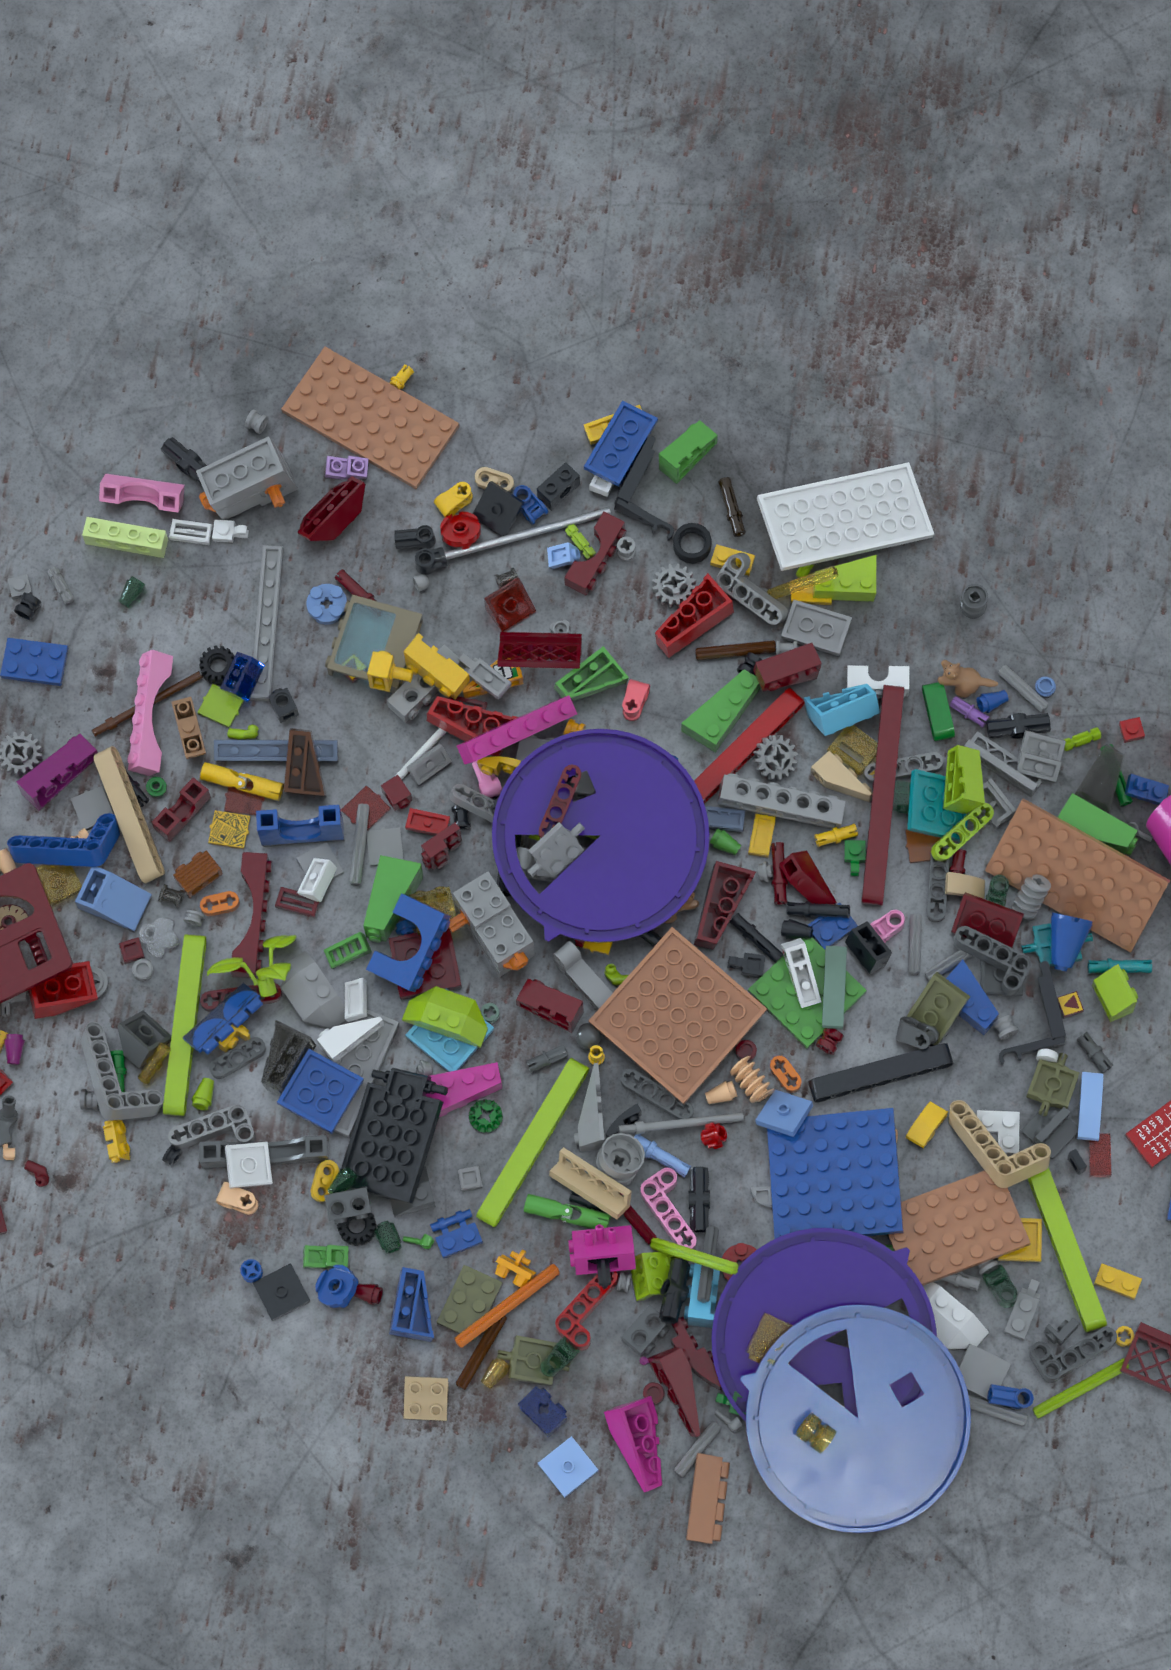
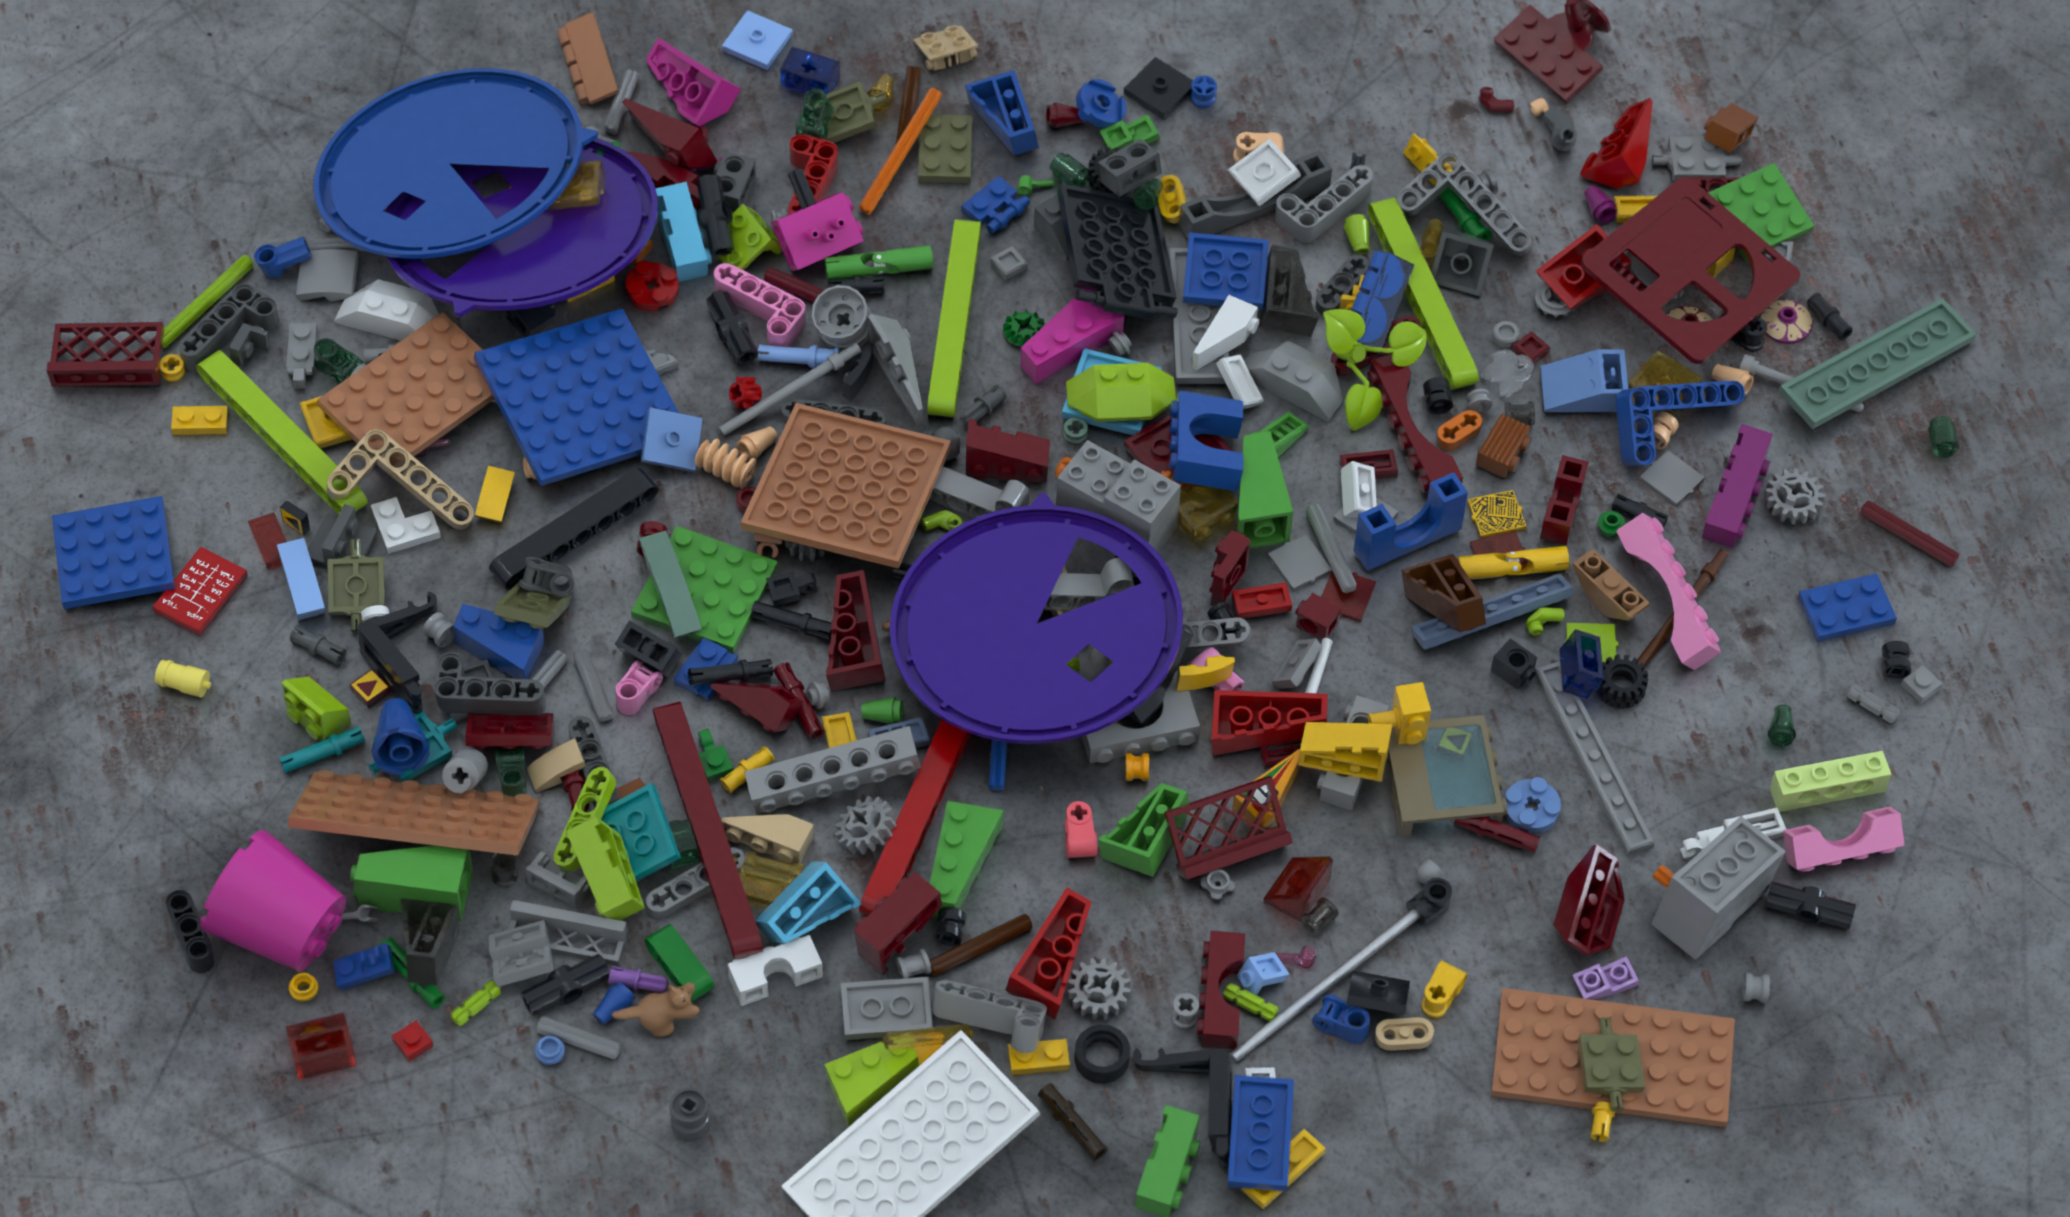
camera: 150 degrees right, 15 degrees down
(129, 814) = (1623, 471): tan beam -> none
(220, 933) = (1438, 396): none -> black wheel
(378, 403) = (1611, 1064): none -> olive plate
(412, 538) = (1466, 921): black piece -> none
(463, 538) = (1398, 957): red plate -> none
(485, 676) = (1282, 768): light grey hinge -> none
(506, 1264) = (910, 191): light orange hips -> none
(516, 730) = (1204, 710): dark pink brick -> none
(530, 557) = (1304, 959): none -> clear pink hand
(555, 801) = (1103, 627): dark red beam -> none
(556, 850) = (1079, 581): light grey plate -> none
(558, 486) = (1315, 1054): black brick -> none
(590, 1185) = (875, 291): tan fence -> none
(596, 1059) = (925, 422): yellow pin -> none
(694, 1256) = (707, 246): lime axle -> none
(706, 1274) = (688, 250): dark grey axle -> none
(789, 1071) = (691, 489): orange beam -> none
(794, 930) = (747, 642): black cone -> none
(801, 972) = (722, 588): white slope -> none
(822, 1437) = (489, 121): clear yellow wheel -> none

